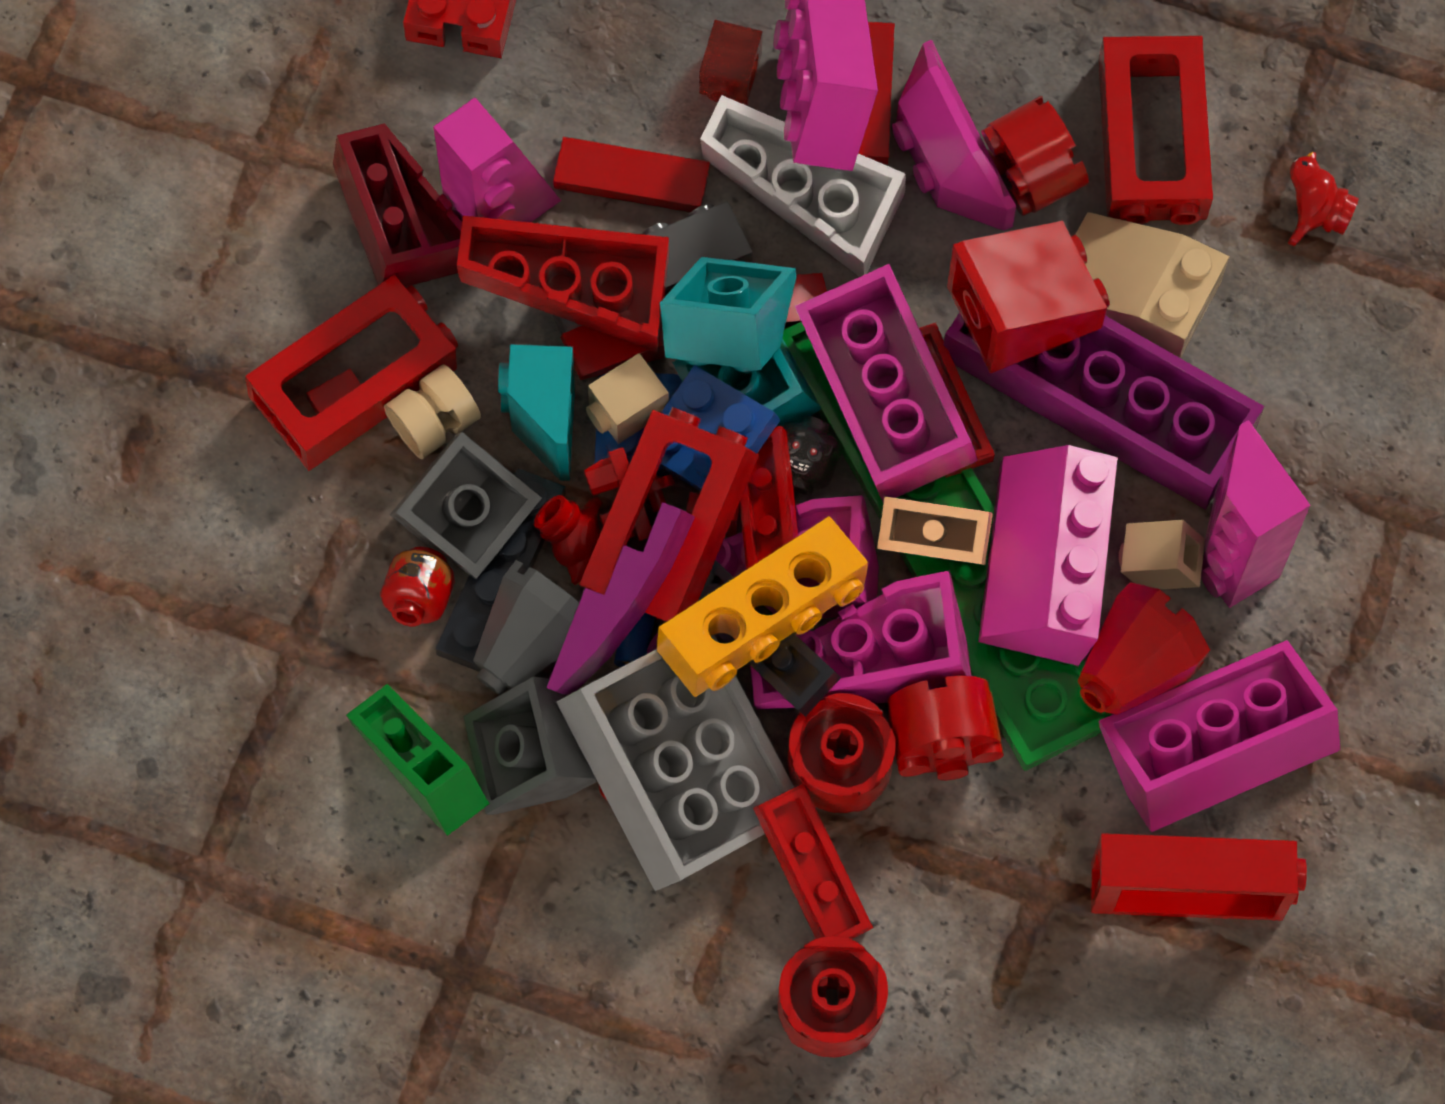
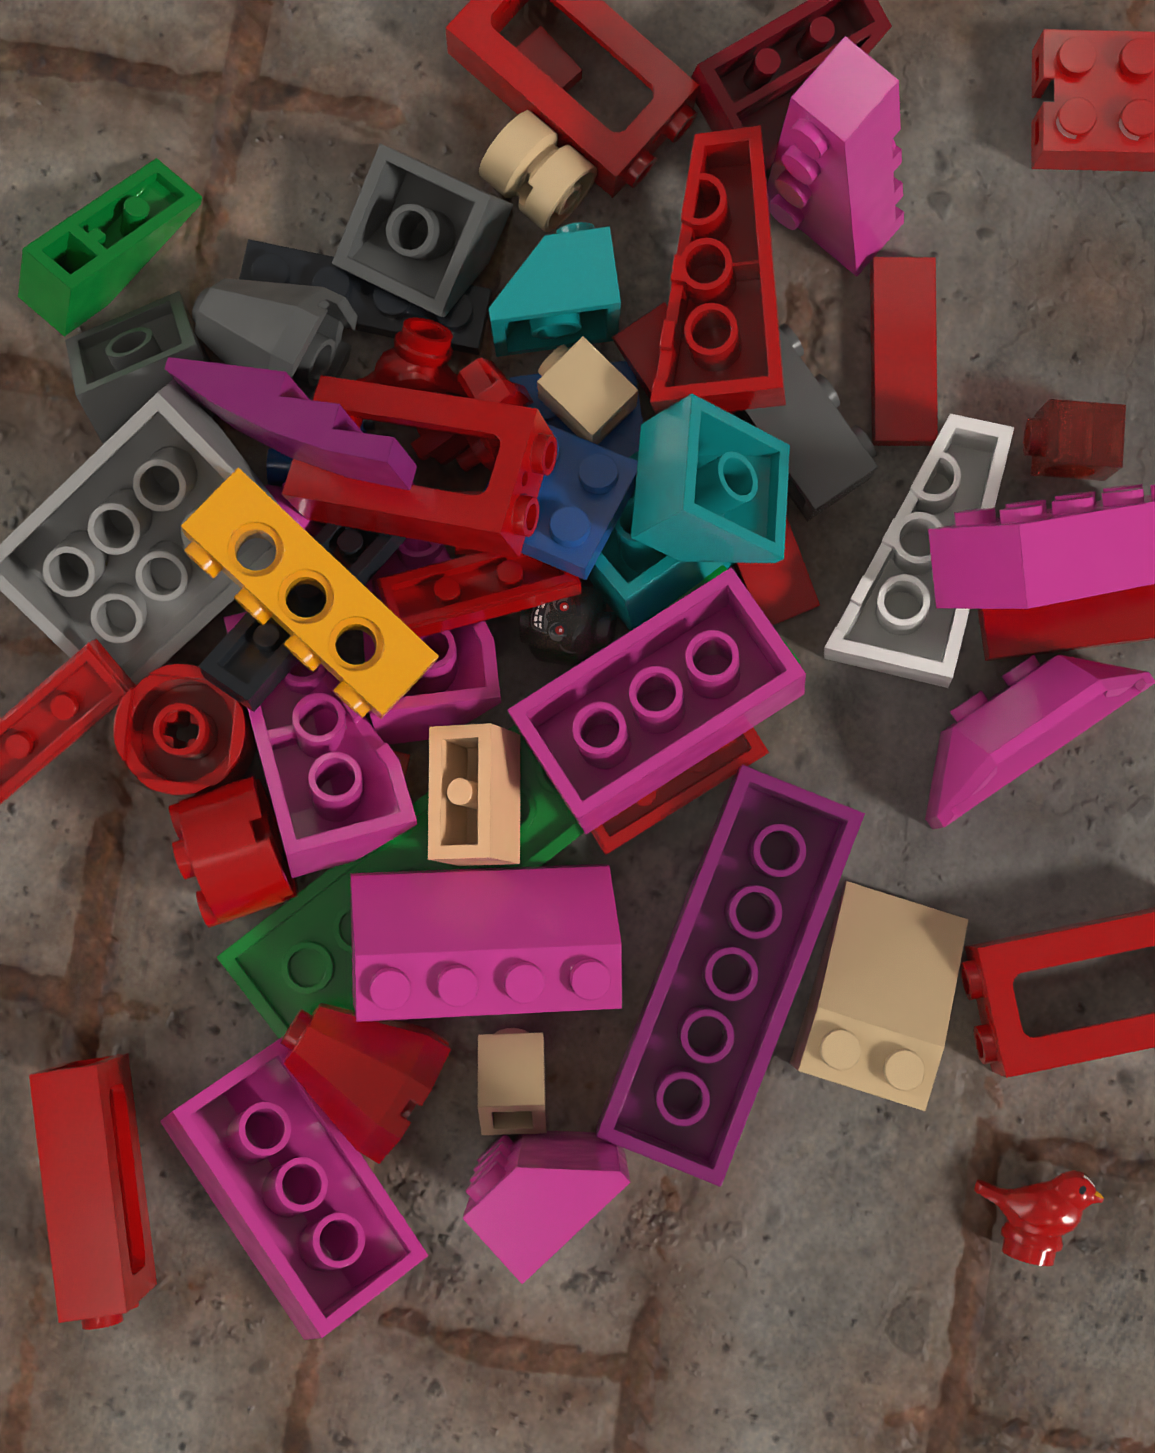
camera: 80 degrees right, 15 degrees up
(417, 586) = (314, 200): red head -> none
(1025, 292) = (807, 859): slope -> none
(1035, 155) = (1023, 840): red brick -> none

